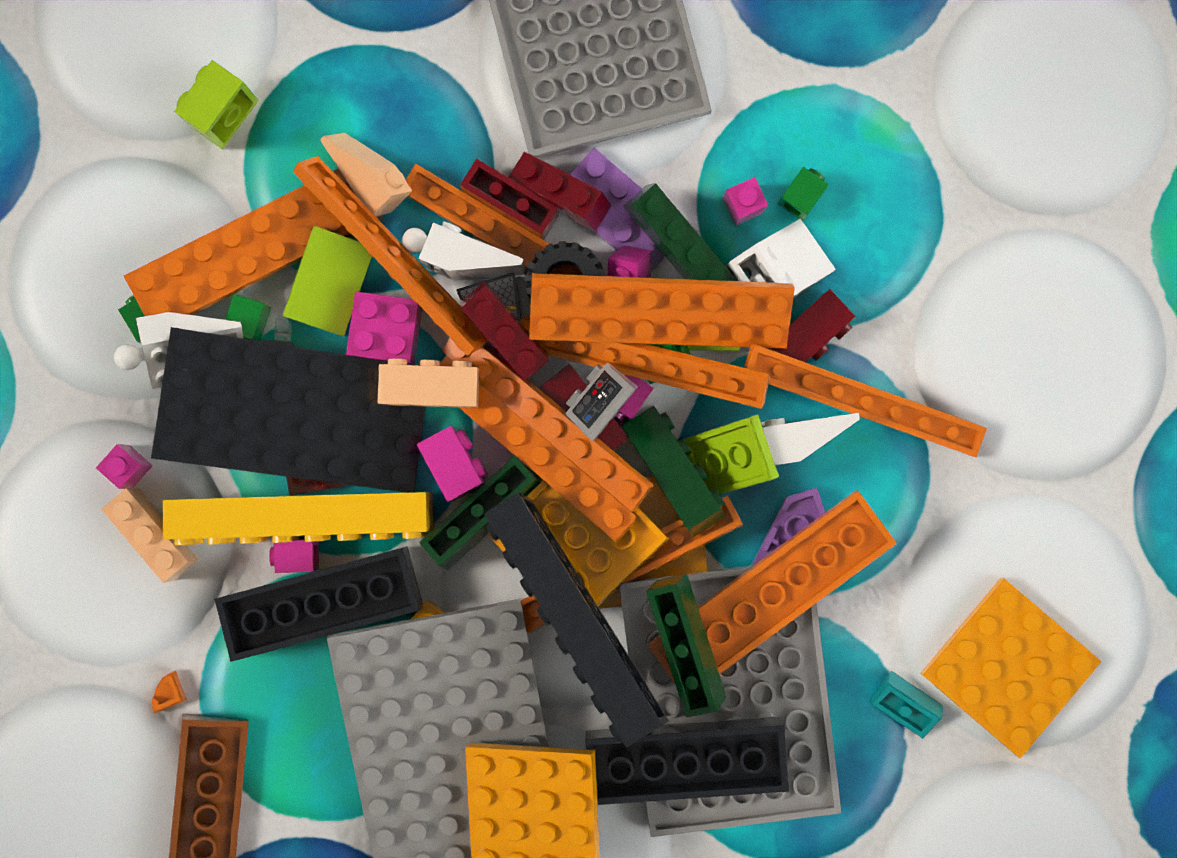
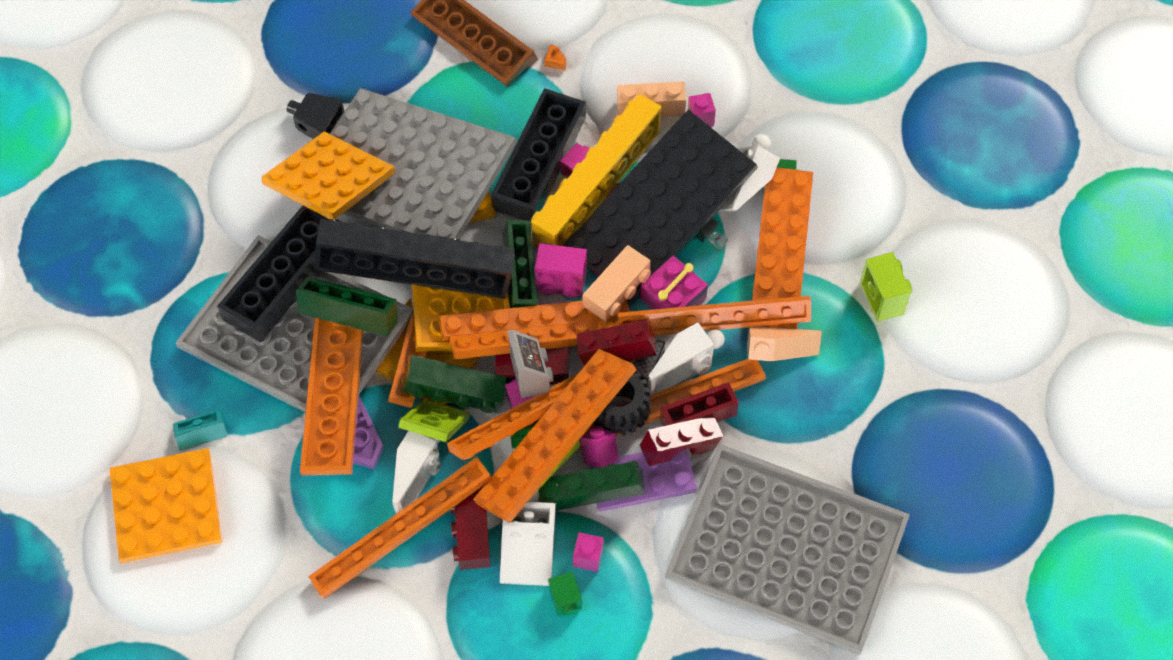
camera: 130 degrees right, 25 degrees down
(251, 314) = (740, 225): green brick -> none
(327, 281) = (728, 276): lime tile -> none
(406, 325) = (663, 294): none -> light yellow hinge

